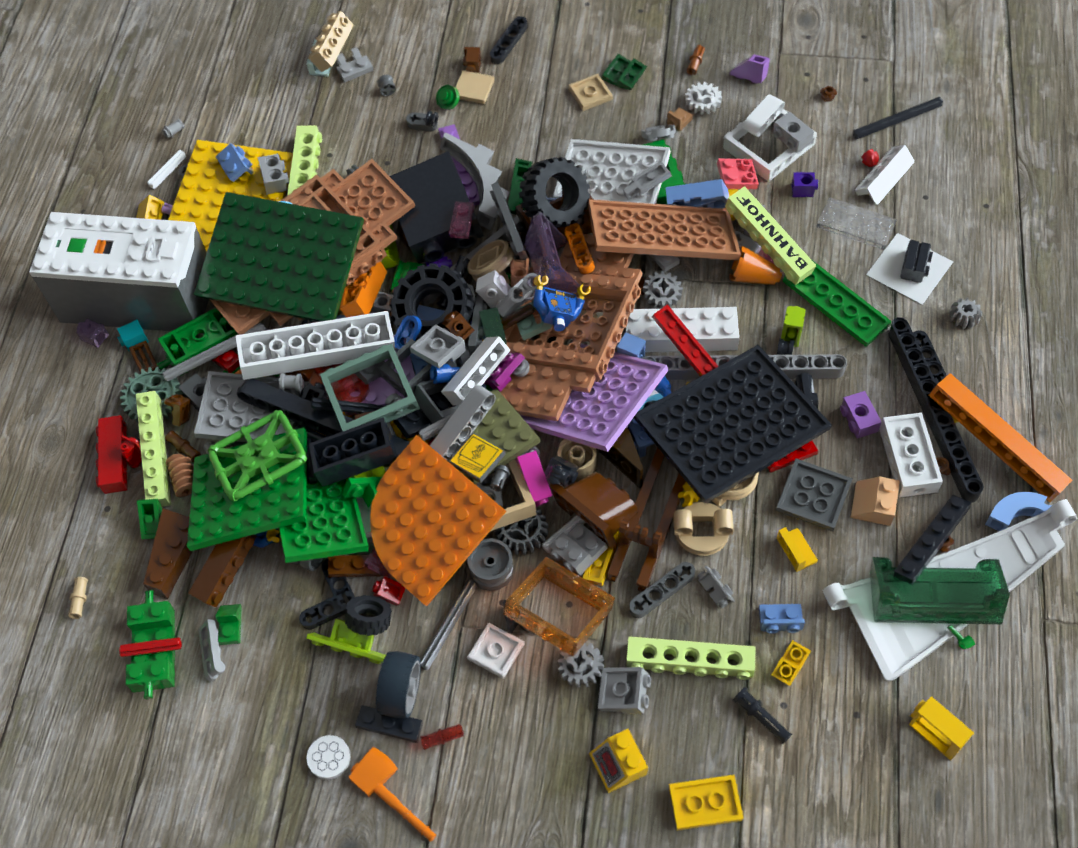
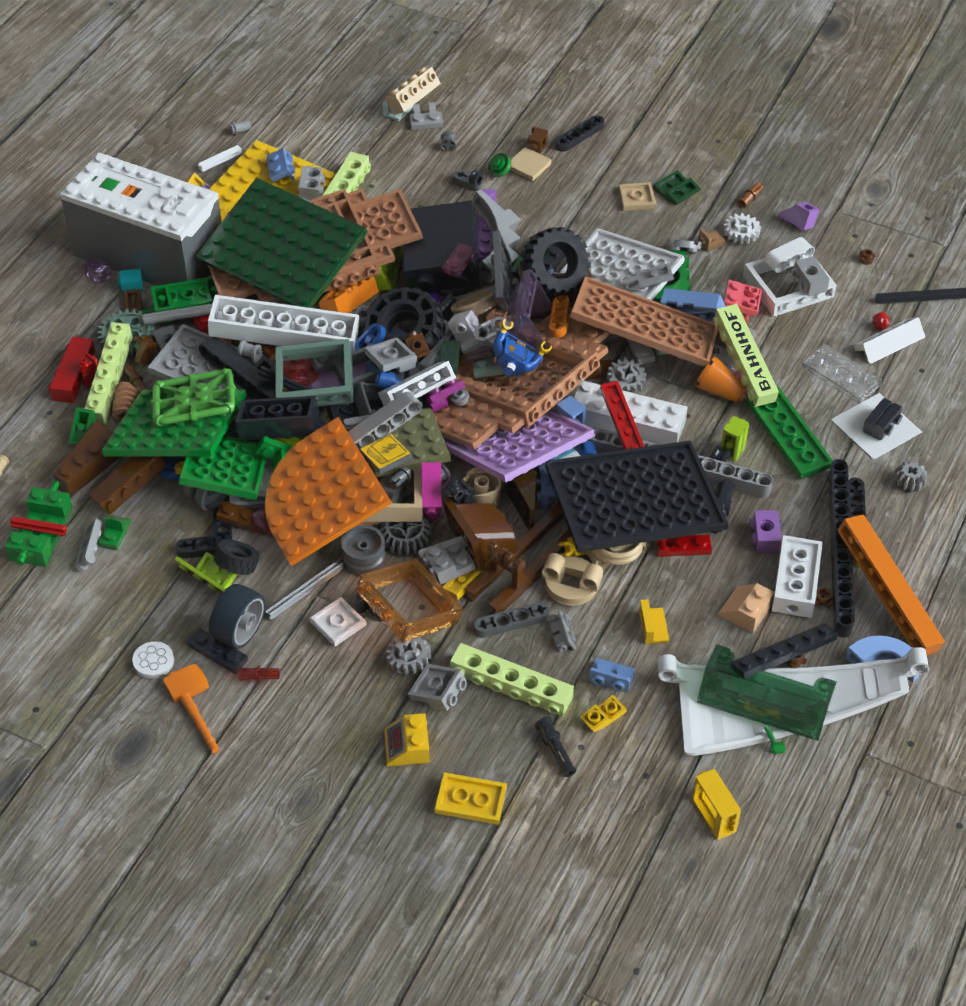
camera: 15 degrees right, 10 degrees down
(388, 590) = (264, 545): red bracket -> none
(804, 184) = (804, 326): dark purple brick -> none
(814, 494) = (690, 584): dark grey plate -> none

